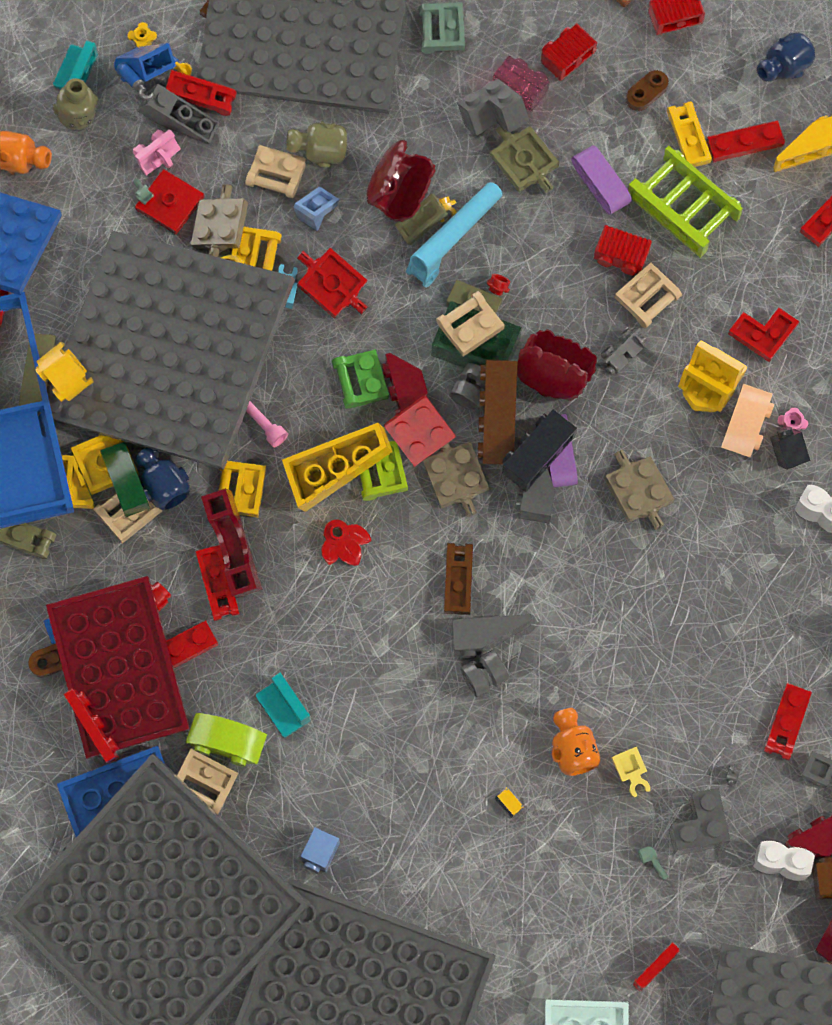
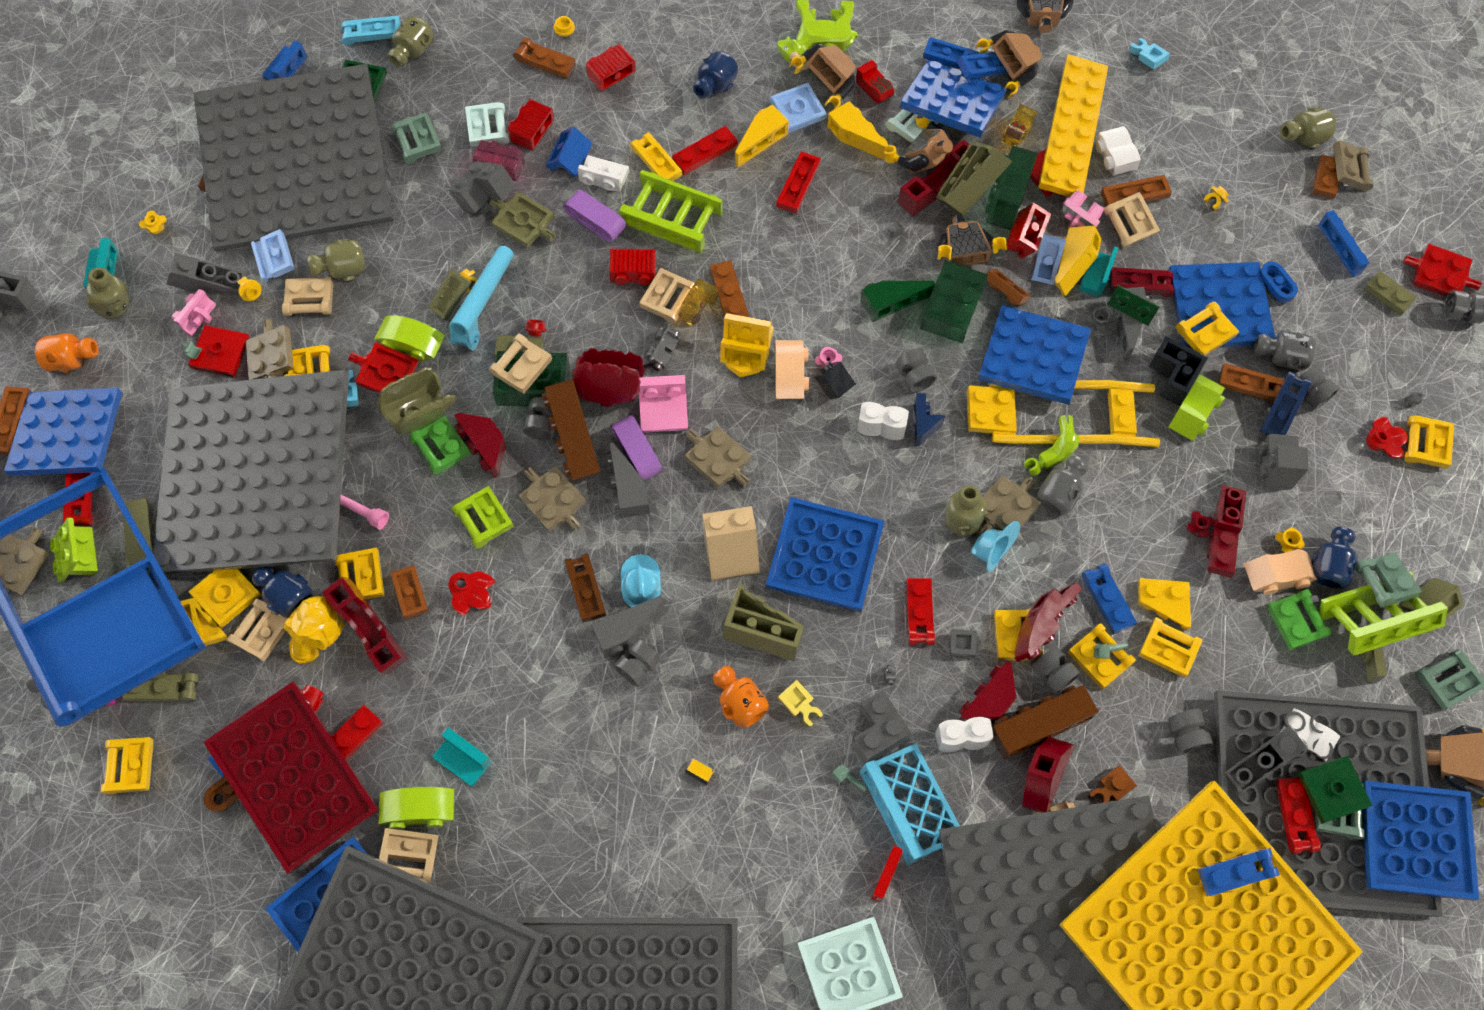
camera: 20 degrees left, 5 degrees down
(63, 372) = (158, 524): yellow brick -> none
(92, 724) = (282, 839): red plate -> none
(125, 479) = (247, 602): dark green slope -> none
(146, 63) = (163, 239): blue torso -> none
(179, 526) = (312, 627): none -> yellow head
(201, 92) = (220, 251): red plate -> none
(215, 581) = (364, 670): red plate -> none
(219, 144) = (249, 289): none -> yellow plate
(253, 114) = (272, 255): none -> light blue plate
(283, 523) = (409, 592): none -> dark orange plate
(315, 206) = (350, 314): medium blue slope -> none
(319, 851) = (539, 880): medium blue brick -> none
(331, 465) = (437, 524): yellow wedge -> none
(350, 327) = (414, 401): none -> olive animal
(366, 253) = (409, 337): none -> lime brick
(400, 182) = (419, 269): dark red animal -> none
(419, 430) = (506, 469): plate -> none
(513, 35) = (479, 123): none -> light aqua plate
(516, 589) = (640, 579): none -> medium azure piece
(538, 450) = (618, 450): black brick -> none
(599, 96) = (569, 151): none -> blue panel
(603, 413) = (663, 404): none -> bright pink bracket
(620, 586) = (731, 543): none -> tan slope
(620, 681) = (761, 627): none -> olive wedge
(627, 133) = (603, 173): none -> white bracket
(648, 89) = (611, 132): reddish brown plate -> none
(676, 311) = (696, 300): none -> clear yellow leg
(683, 904) = (890, 806): none -> medium azure fence
(712, 629) = (825, 554): none -> blue plate
(714, 311) = (728, 289): none -> dark orange plate
(764, 339) = (779, 299): red plate -> none

